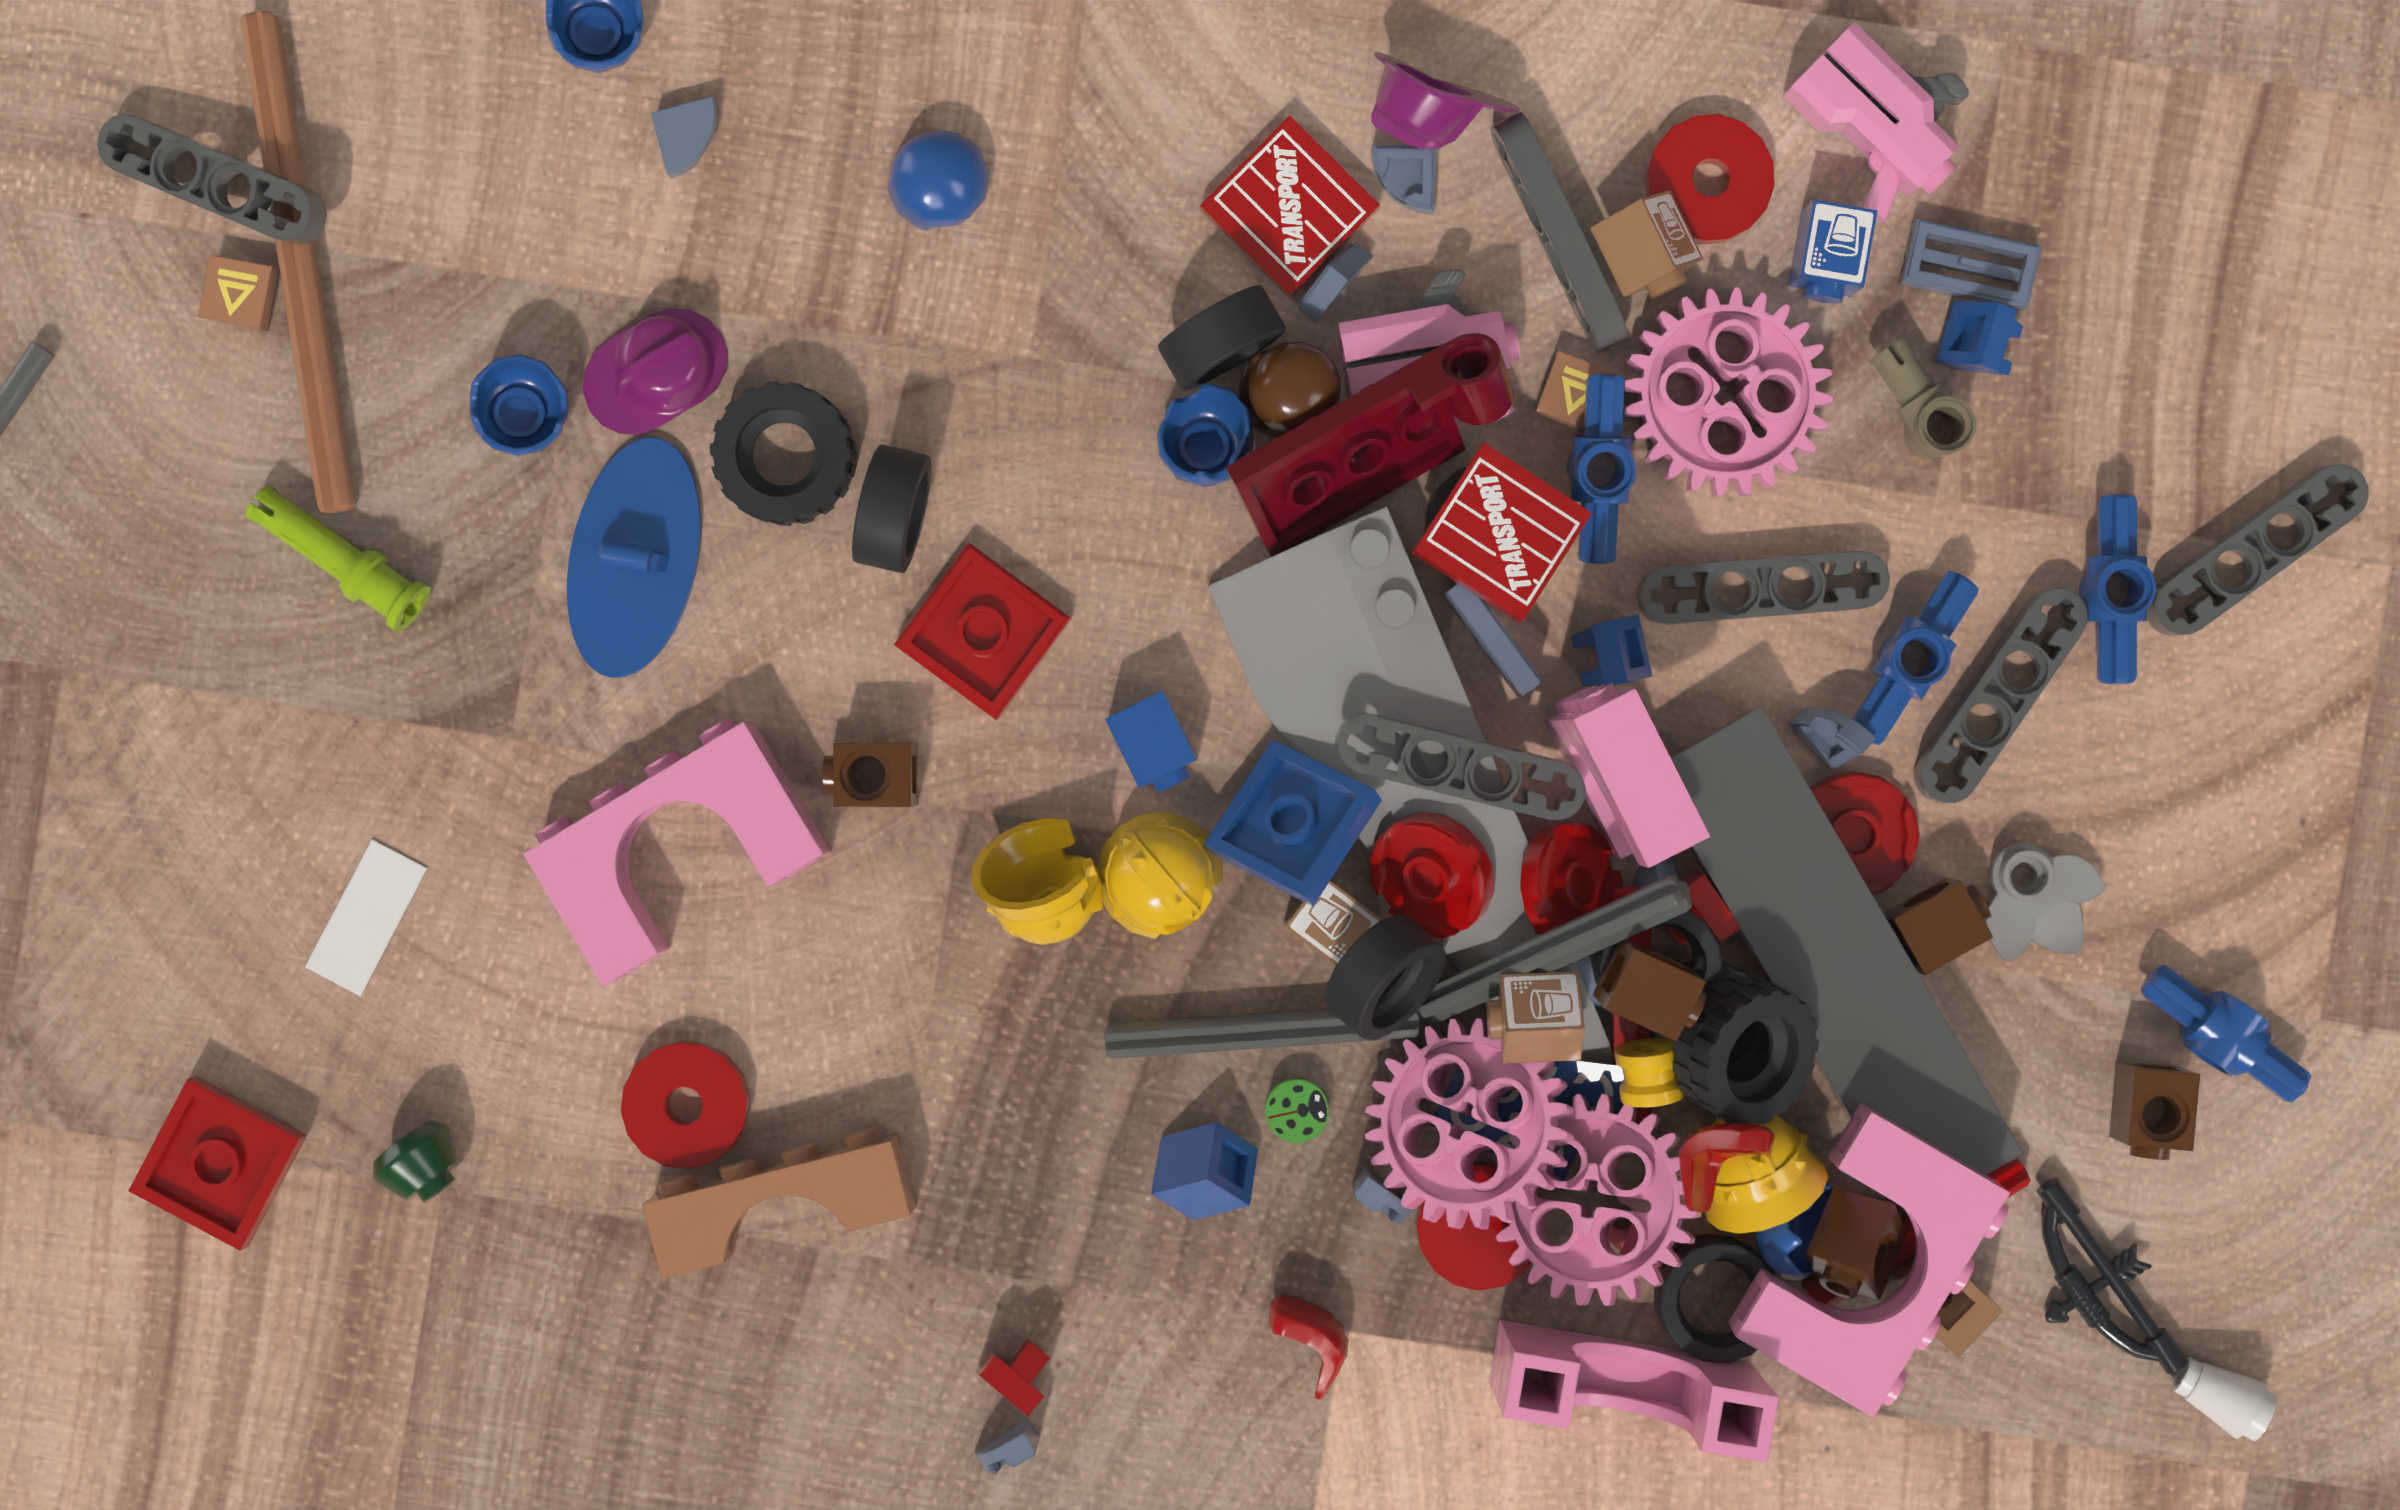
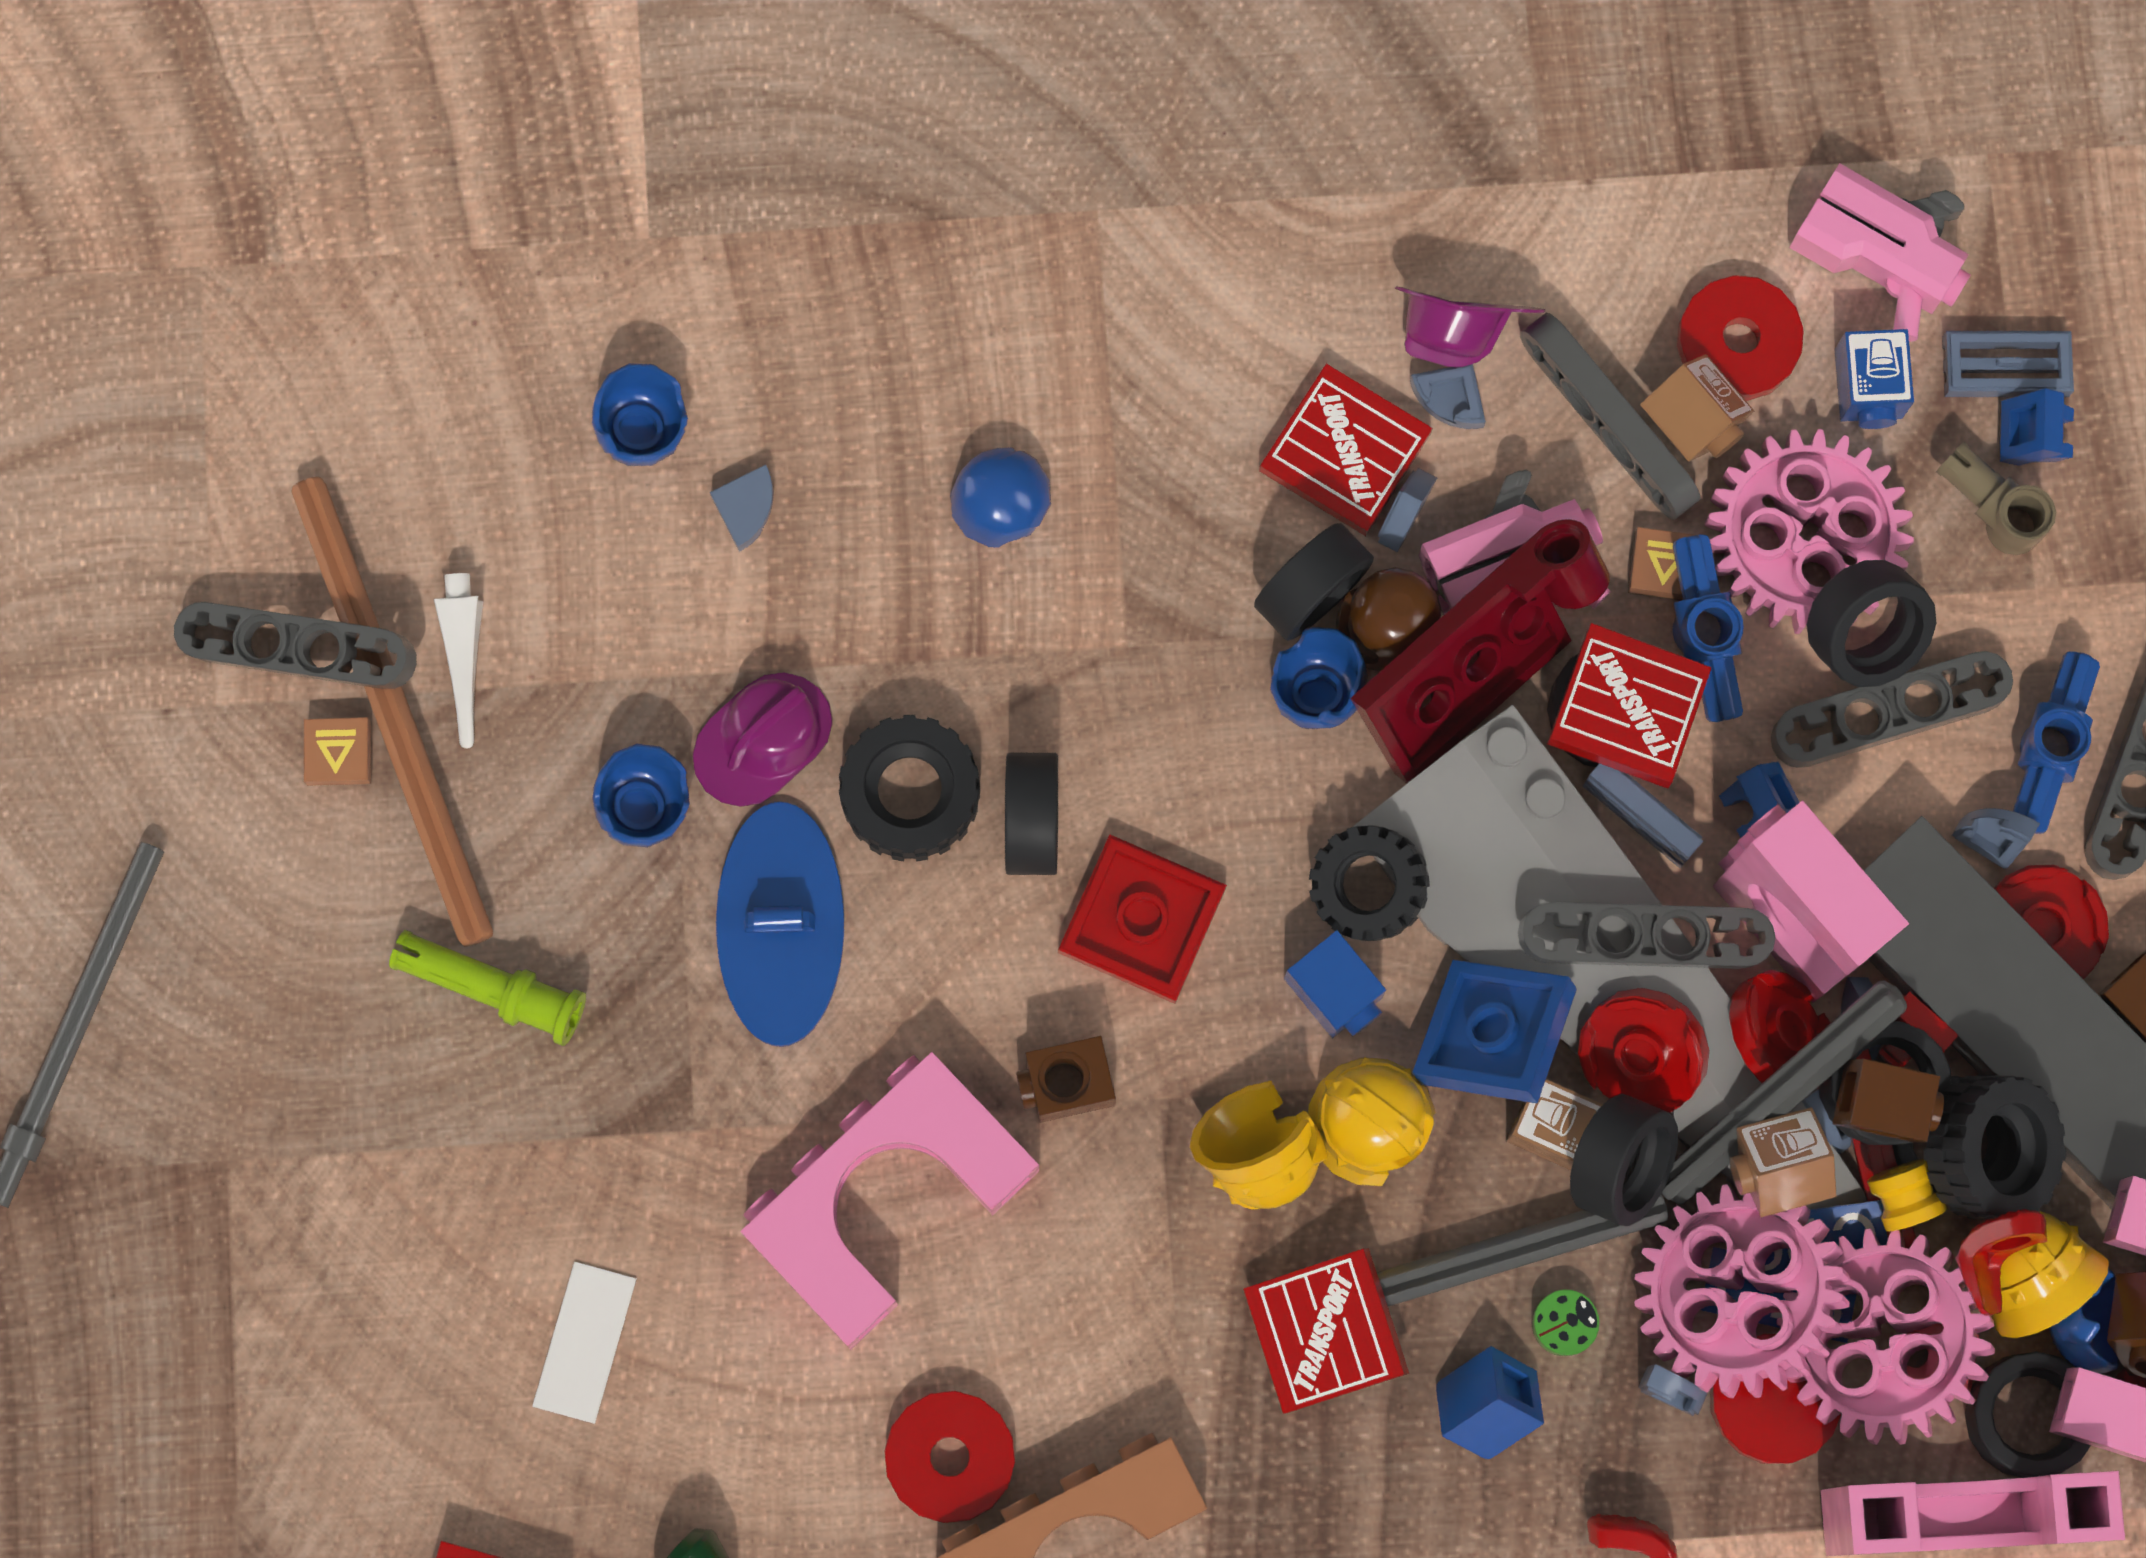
camera: 10 degrees left, 10 degrees down
(379, 197) = (460, 628): none -> white piece
(1065, 1069) = (1326, 1330): none -> red tile
(1169, 656) = (1329, 875): none -> black tyre
(1748, 472) = (1893, 650): none -> black tyre

